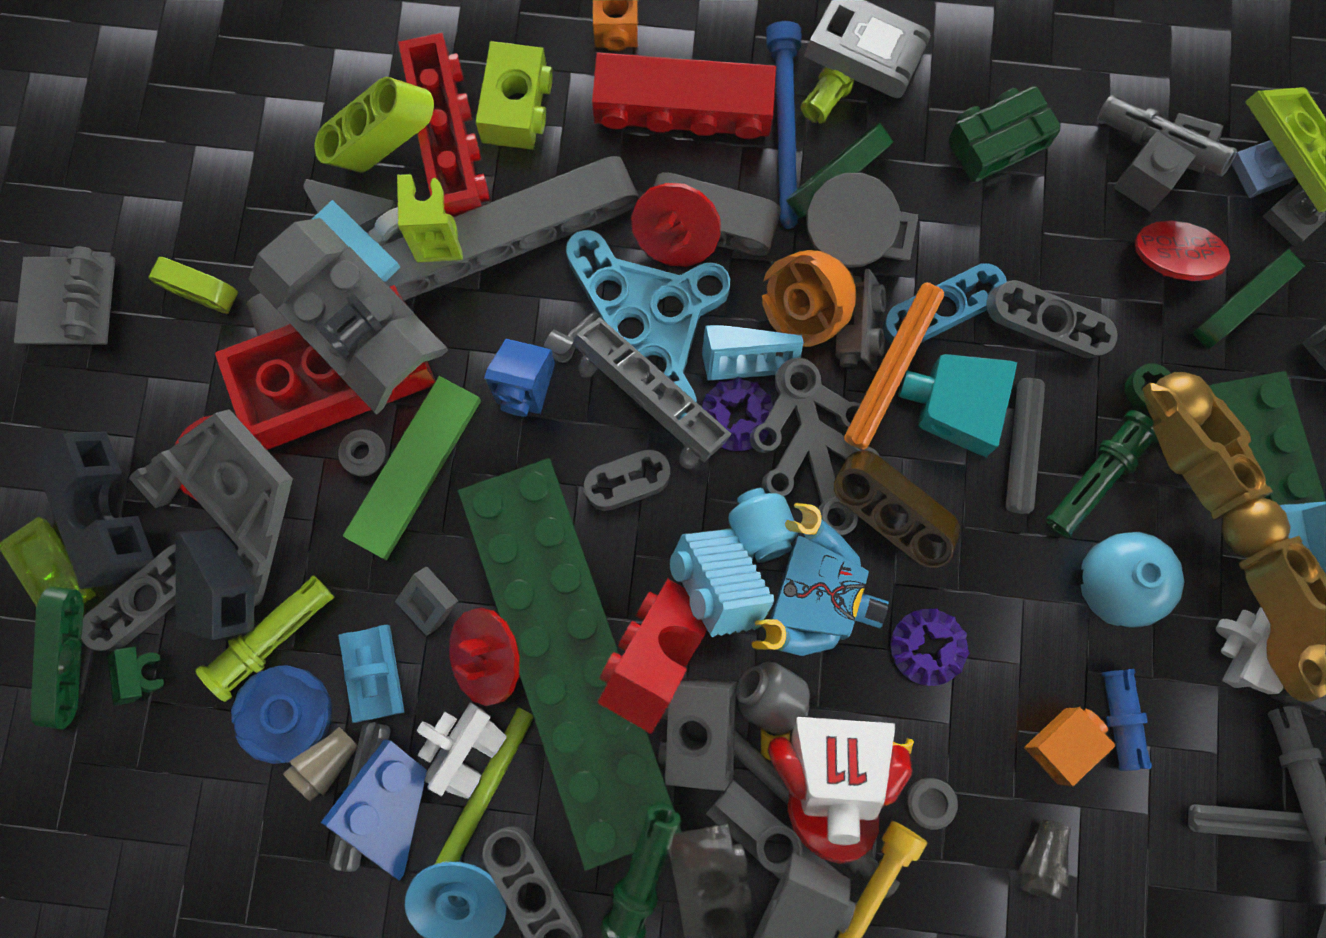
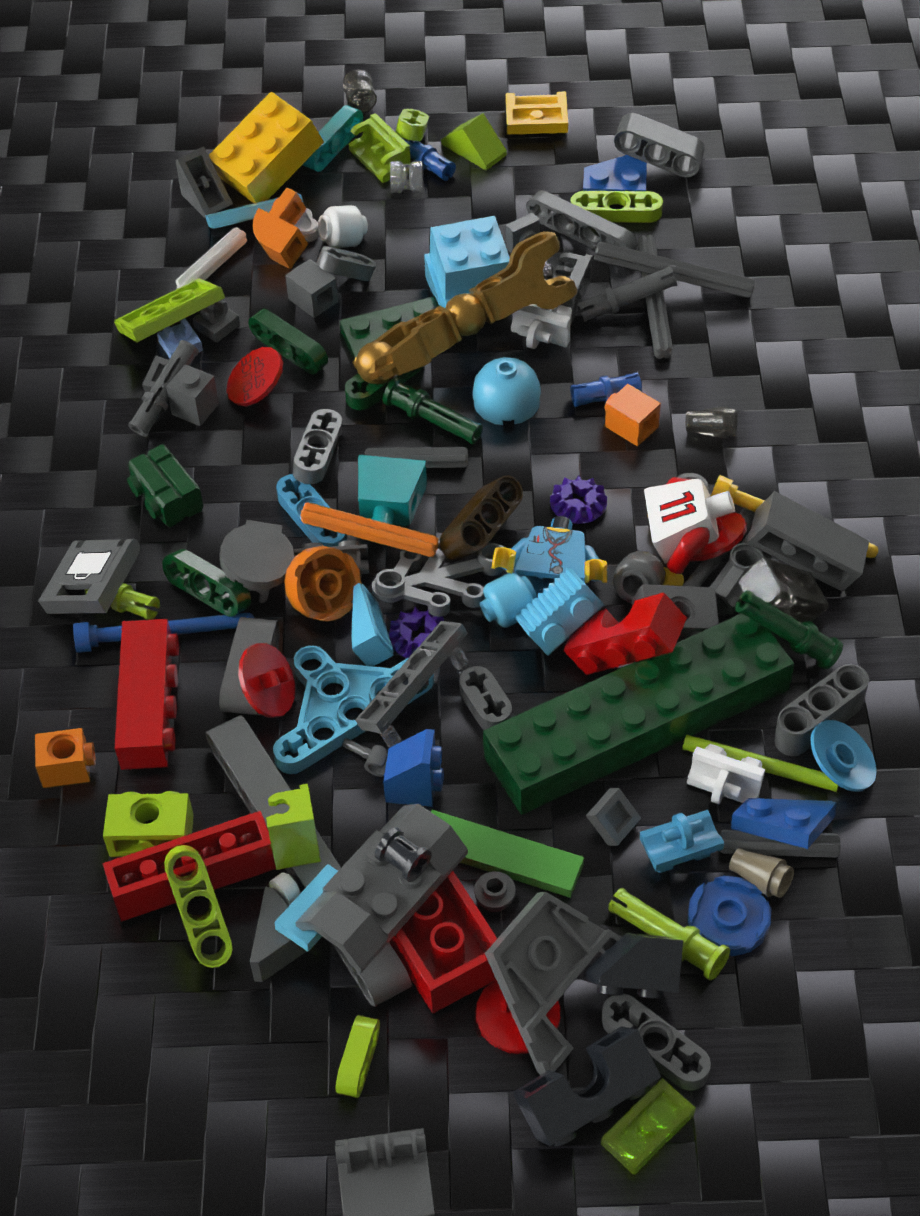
camera: 95 degrees left, 25 degrees down
(57, 657) = (724, 1083): dark green beam -> none
(126, 675) = (727, 1033): dark green tile -> none
(484, 656) = (650, 763): red piece -> none

